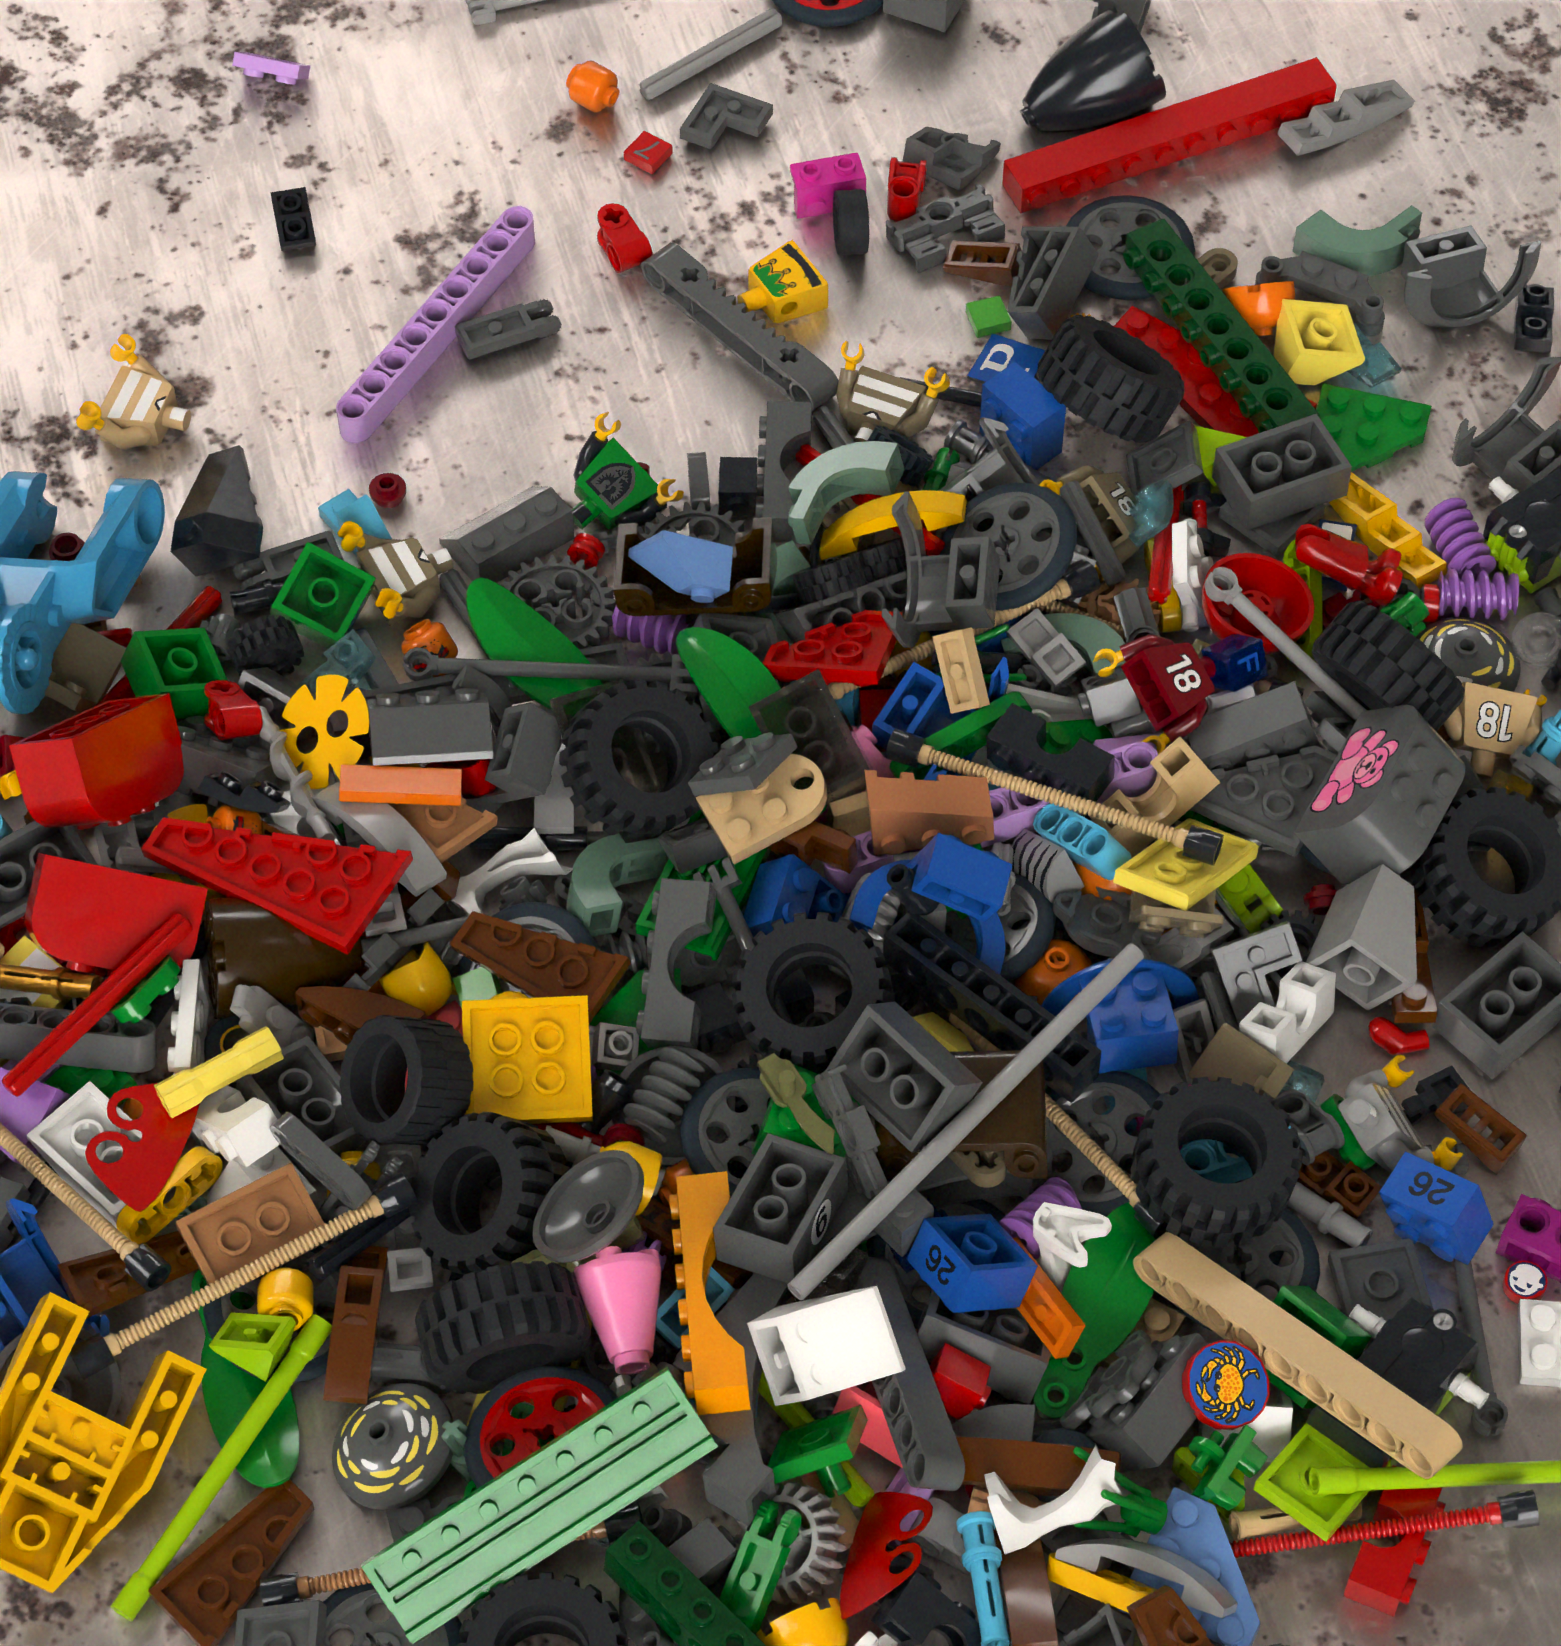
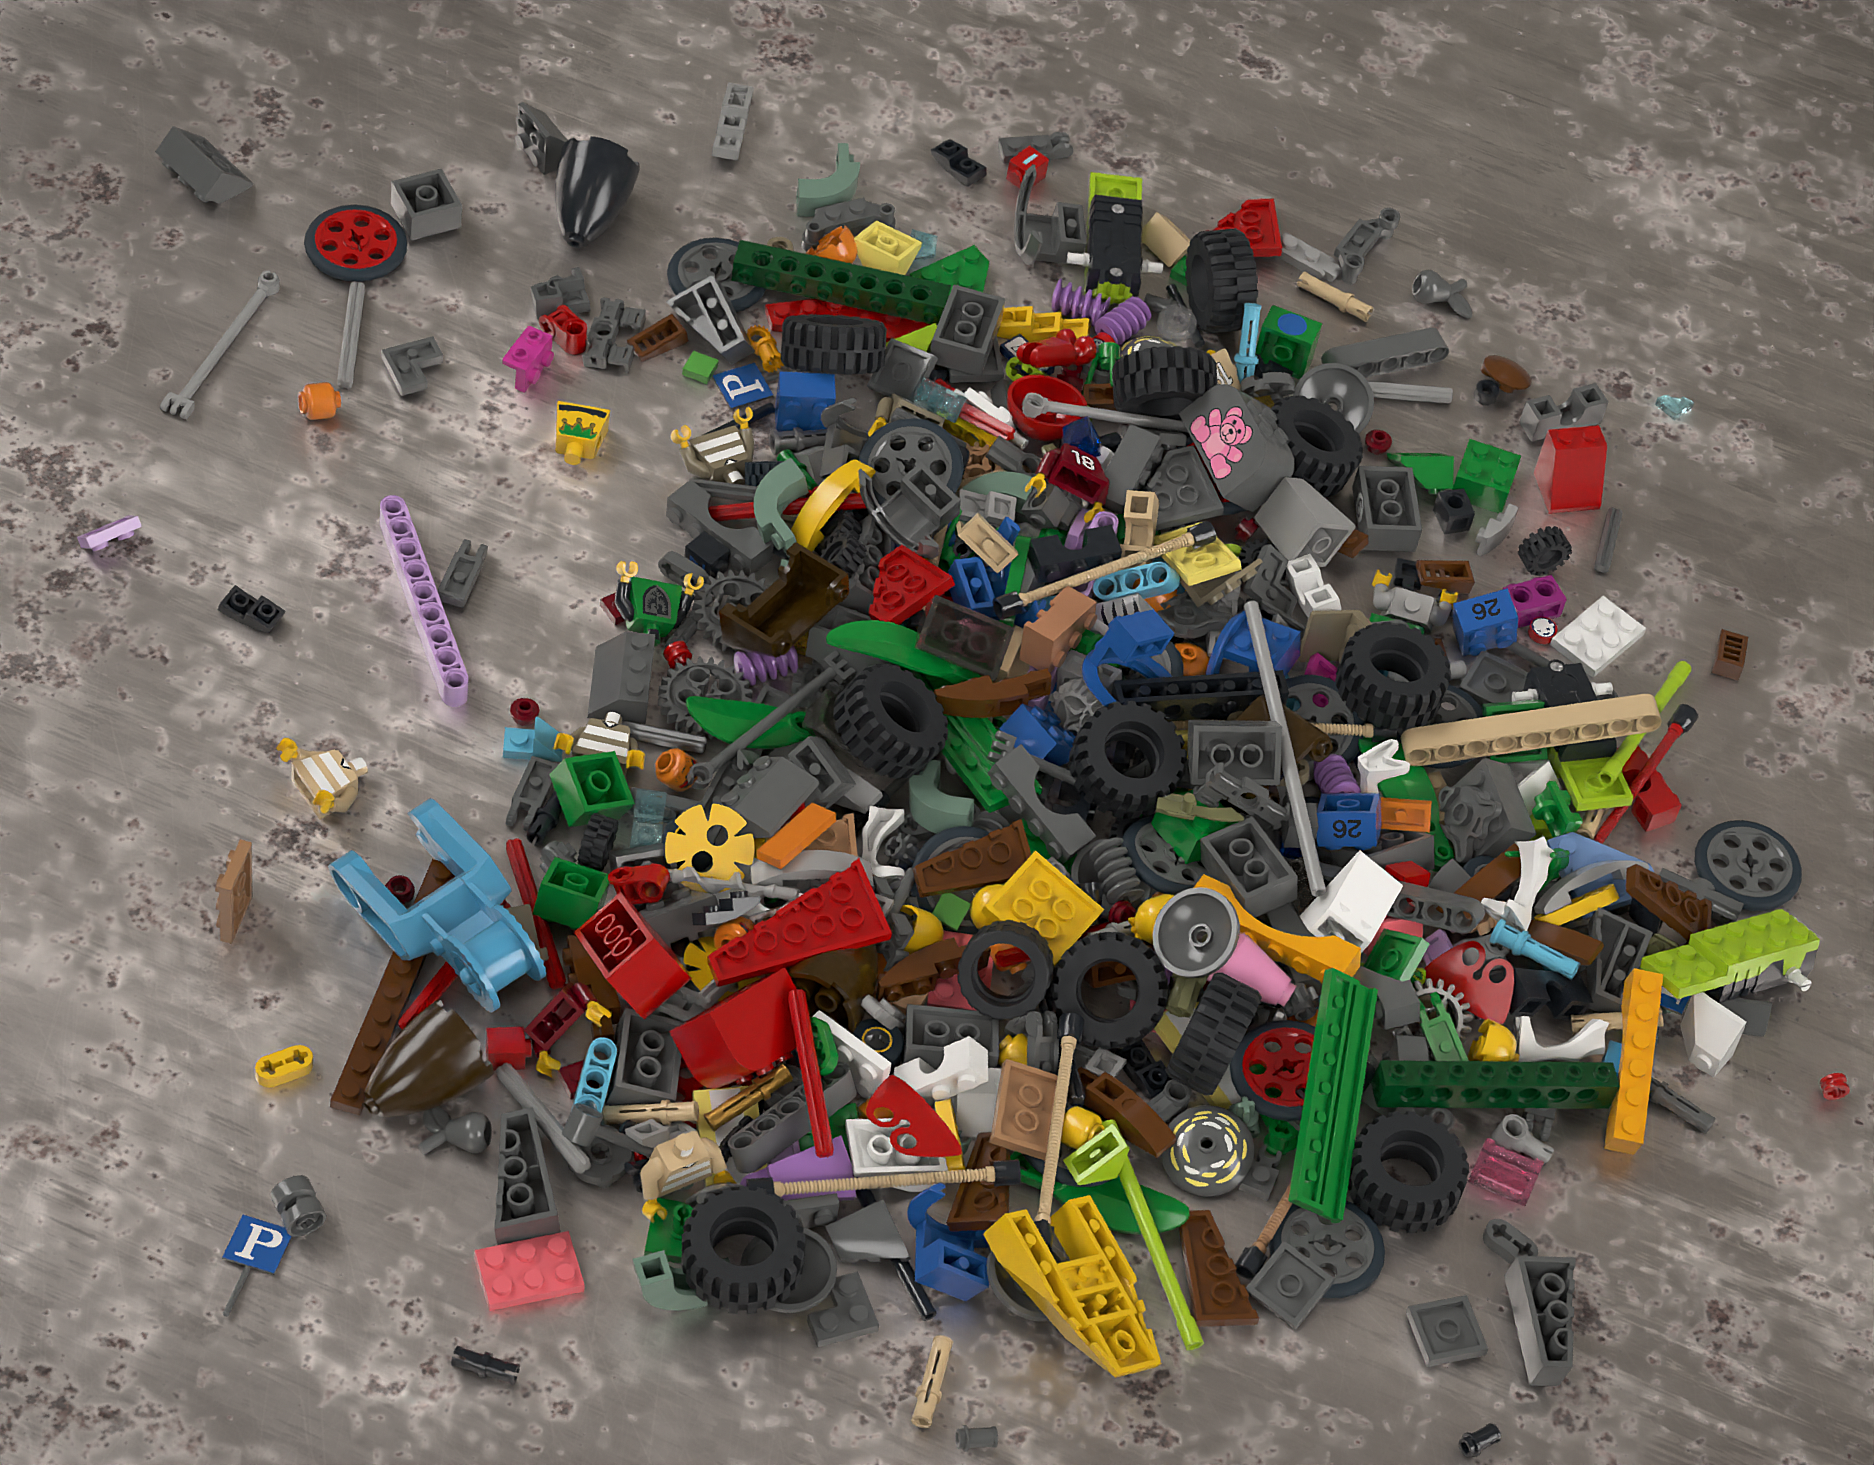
camera: 60 degrees left, 5 degrees down
(218, 517) = (468, 797): black wedge -> none
(245, 1058) = (906, 1055): light yellow axle -> none
(320, 1161) = (1024, 1041): dark grey beam -> none
(621, 238) = (459, 475): red piece -> none
(648, 152) = (395, 417): red tile -> none
(686, 564) = (788, 602): medium blue slope -> none
(692, 845) = (962, 738): dark grey slope -> none
(742, 764) = (956, 675): dark grey plate -> none
(771, 812) = (984, 691): tan plate -> none
(781, 363) = (512, 473): dark grey gear -> none
(851, 222) = (572, 368): black tyre -> none
(901, 881) = (1116, 671): black cone -> none
(1166, 135) = (661, 198): red brick -> none
(1225, 1385) = (1520, 771): tile -> none
(1394, 1040) = (1355, 569): red arm -> none
(1449, 280) = (907, 174): dark grey piece -> none

